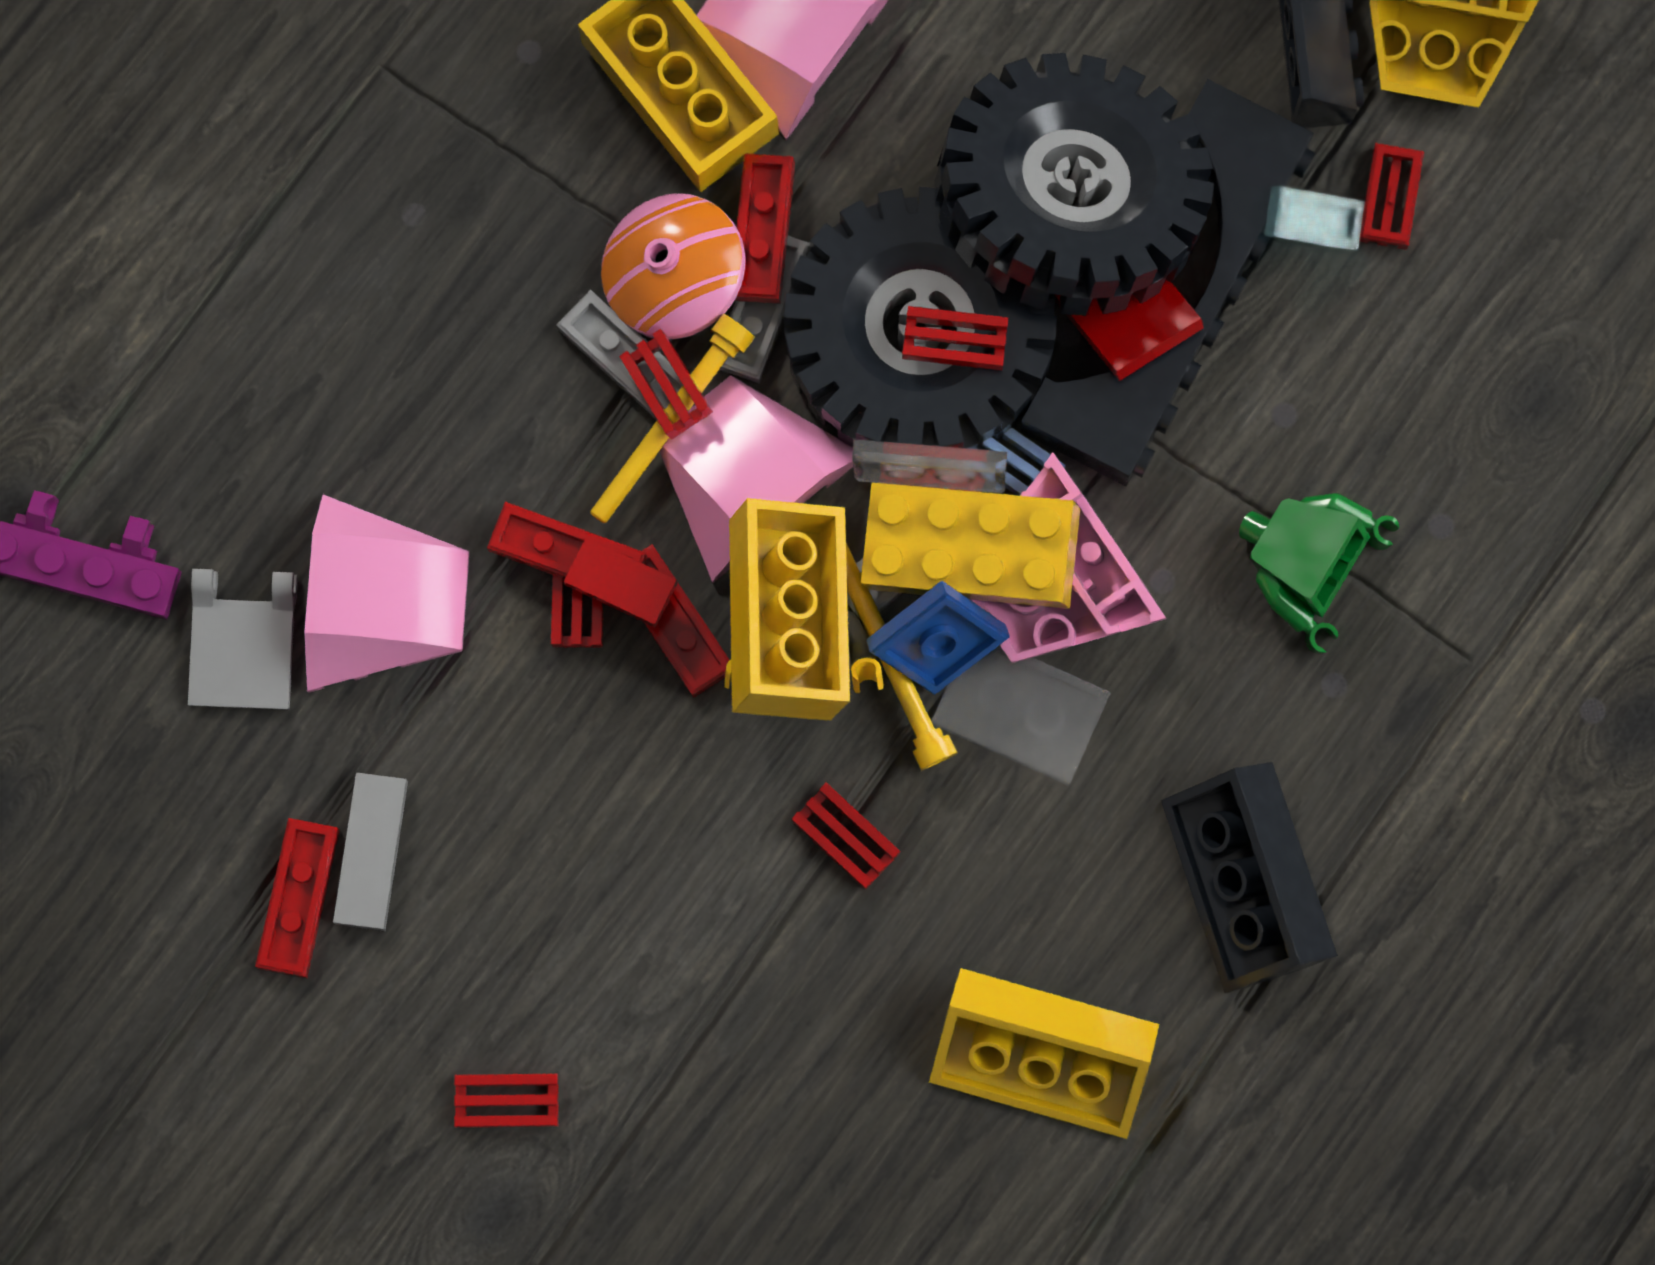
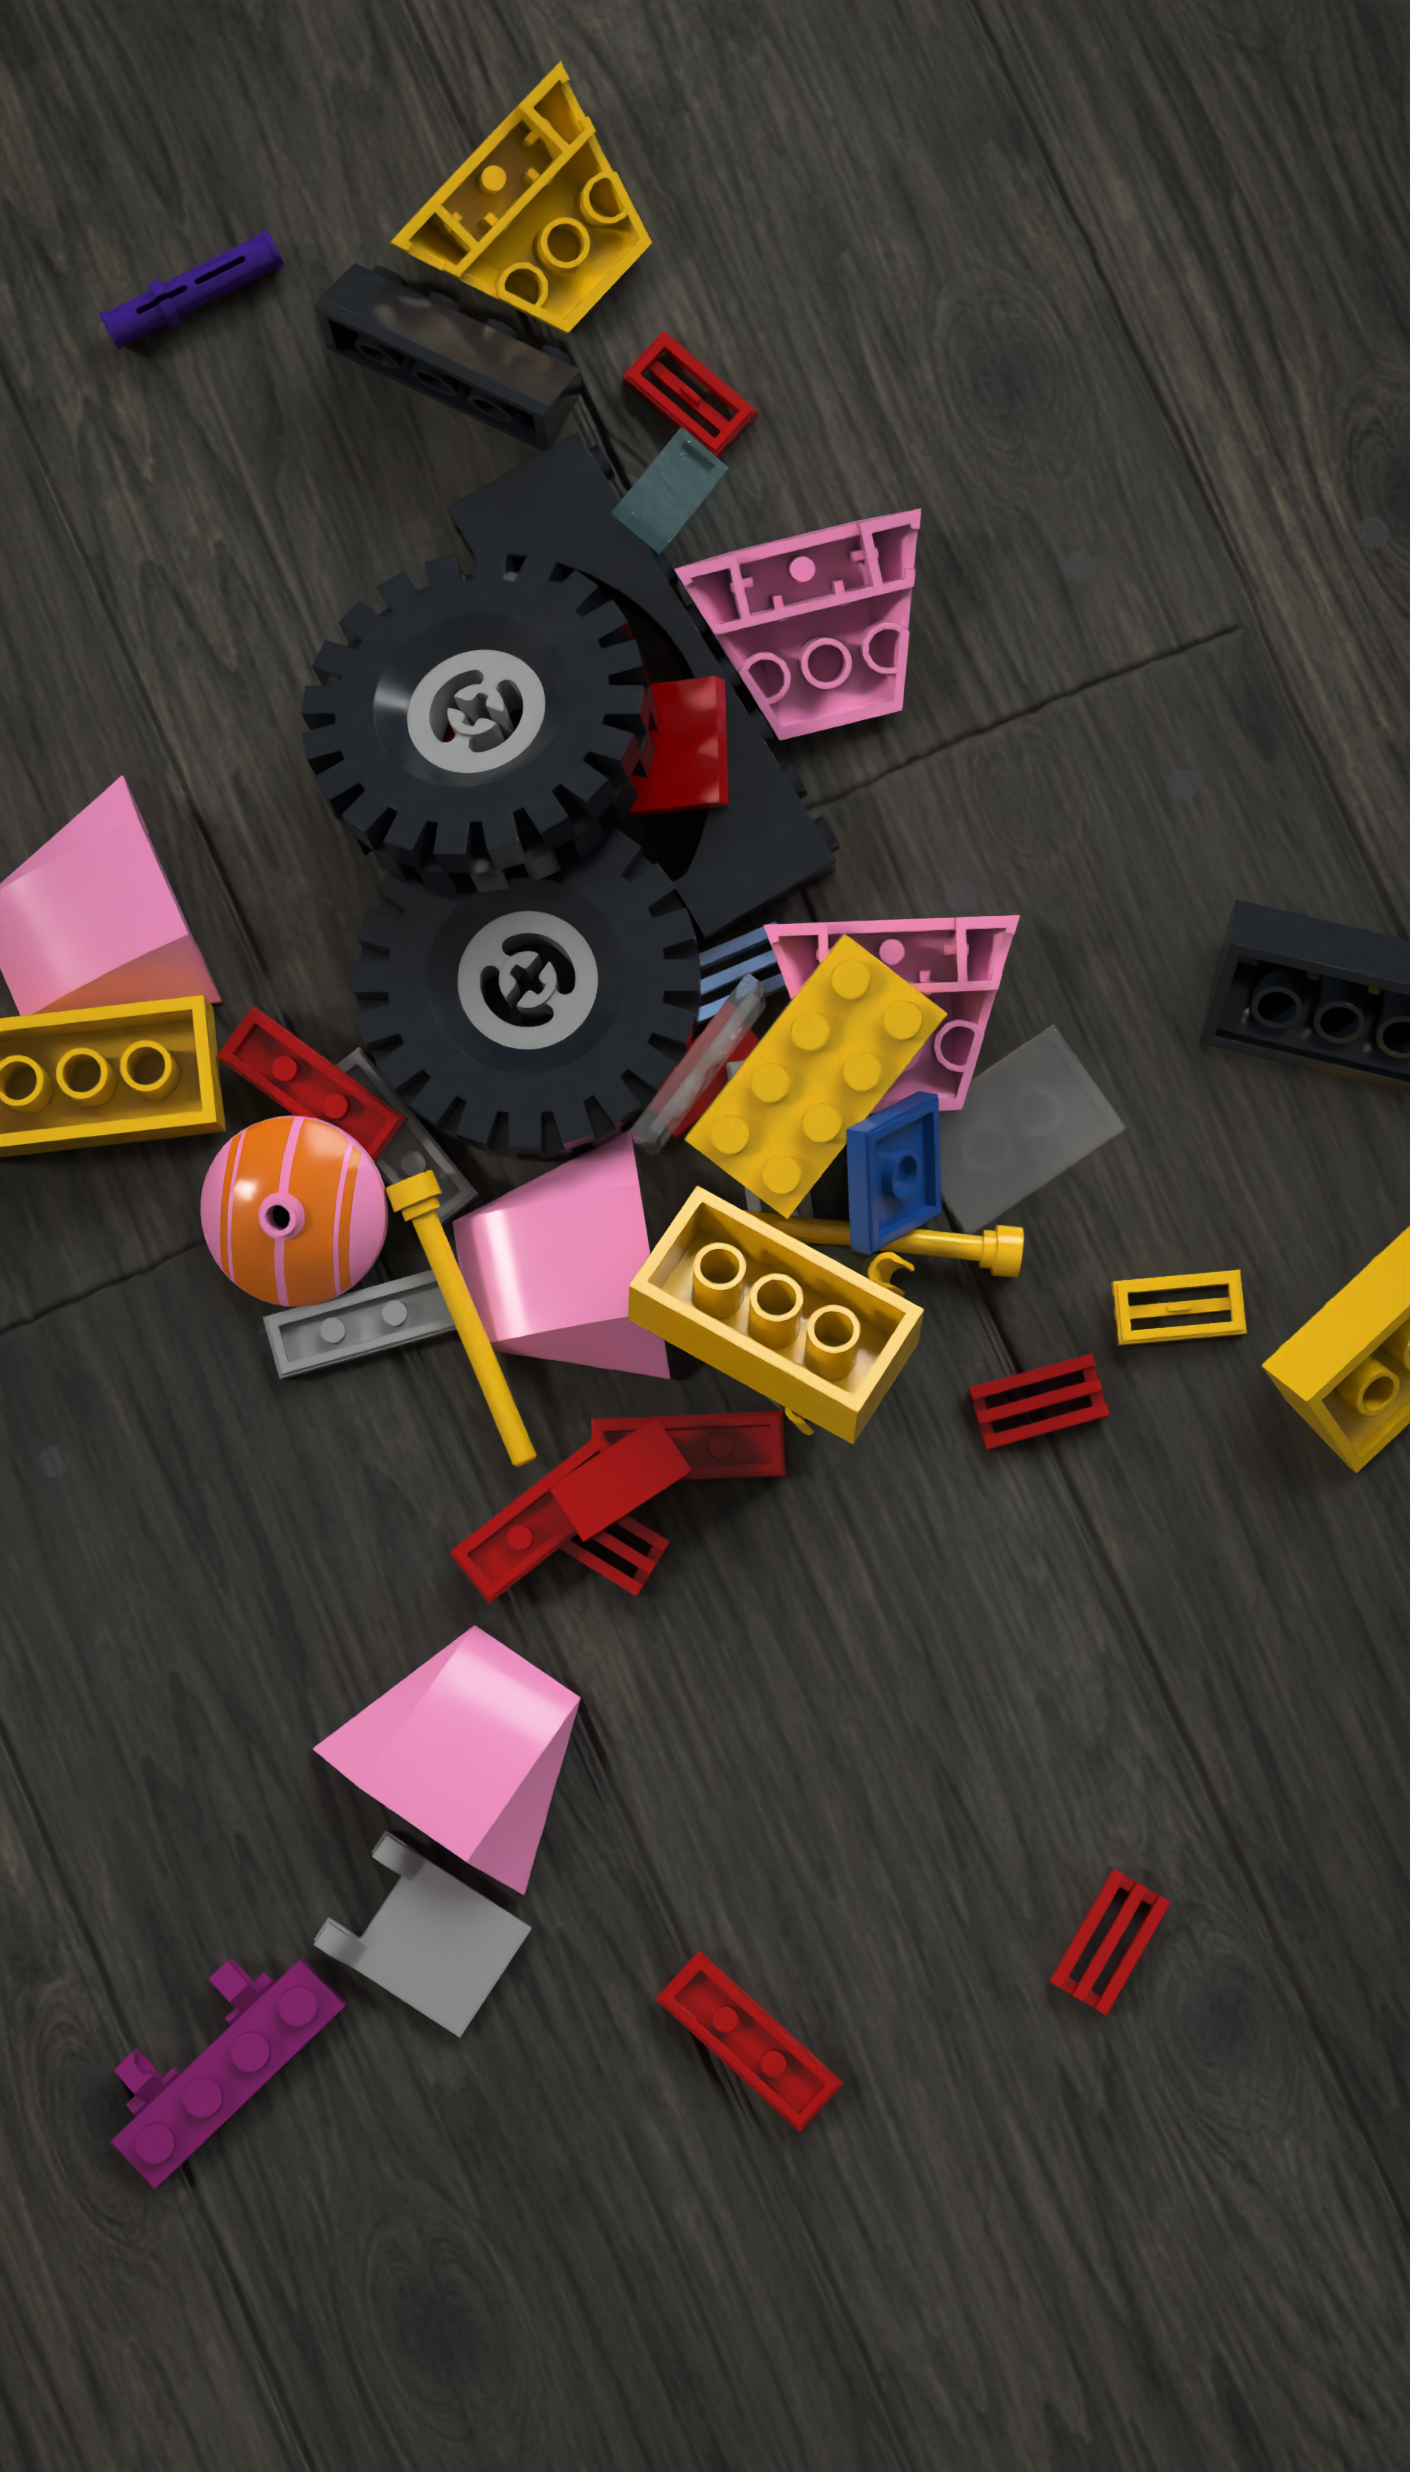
camera: 60 degrees left, 5 degrees up
(370, 851) = (746, 1930): light grey tile -> none
(646, 352) = (374, 1298): red tile -> none
(955, 319) = (608, 909): red tile -> none
(993, 928) = (1124, 1313): none -> yellow tile
(1286, 366) = (816, 620): none -> bright pink wedge
(1308, 555) = (1035, 723): green torso -> none

